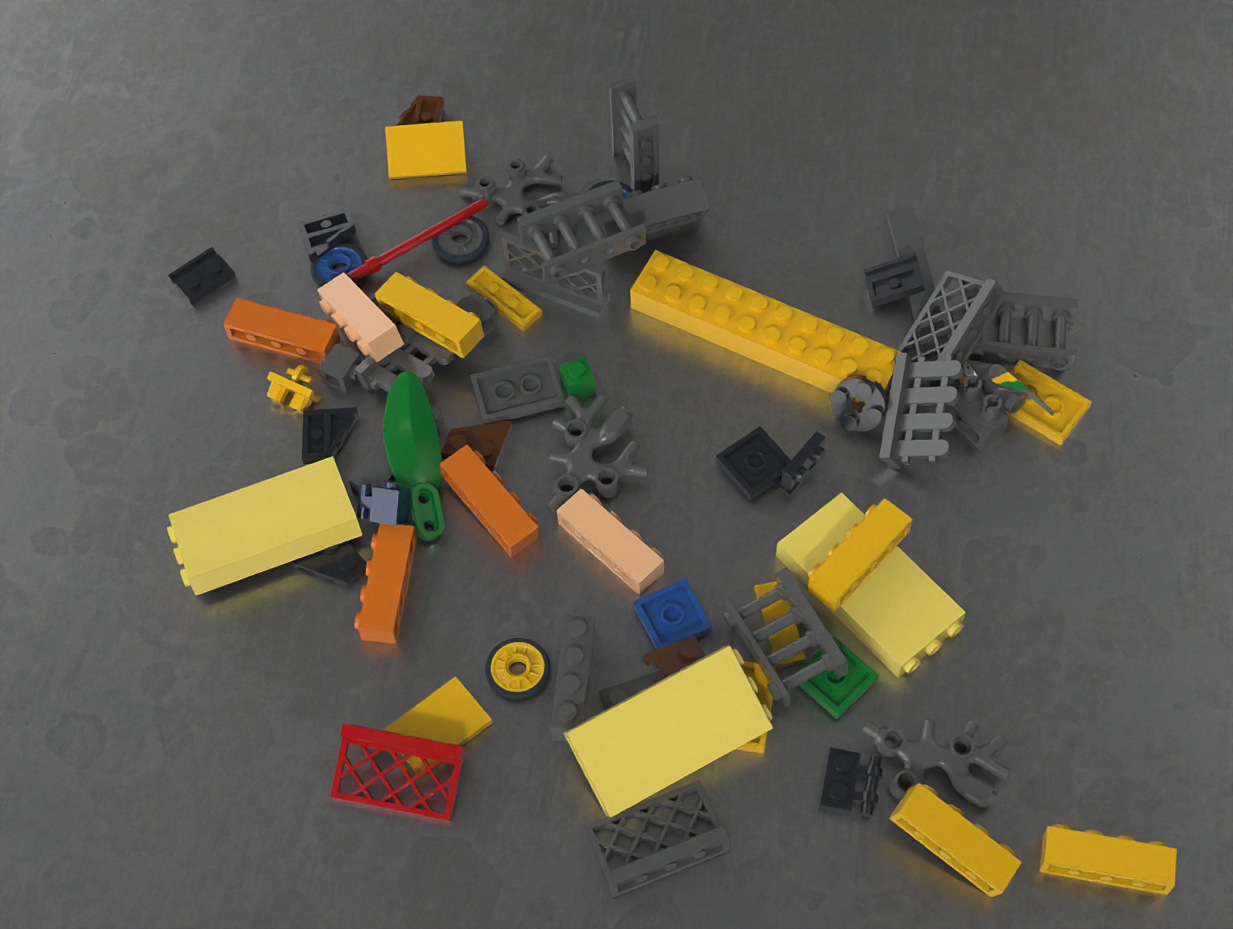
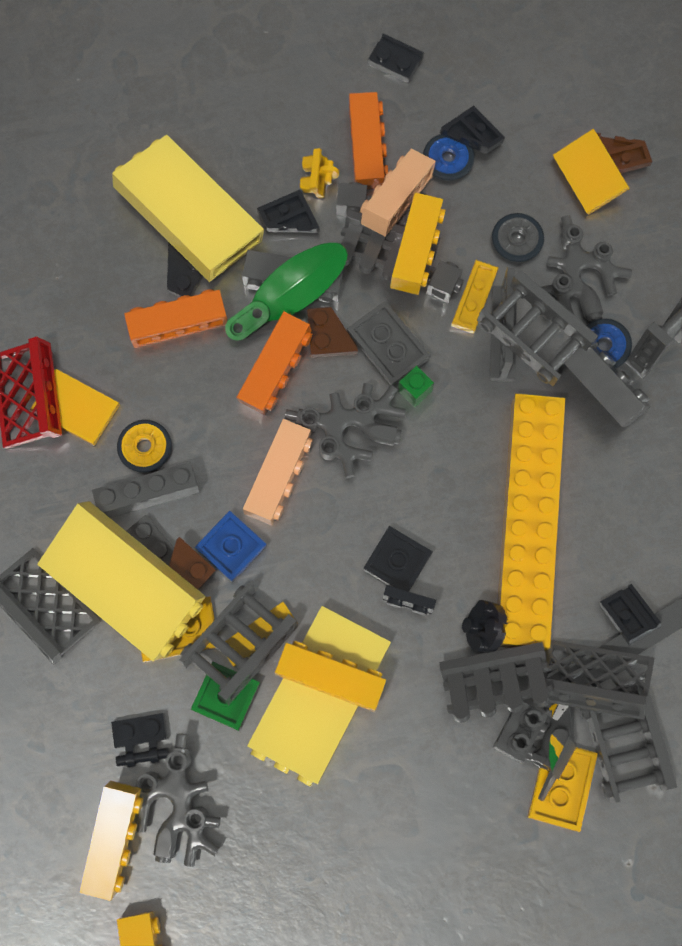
camera: 65 degrees right, 15 degrees up
(374, 263) = (458, 181): red bar -> none
(387, 503) = (235, 286): brick -> none

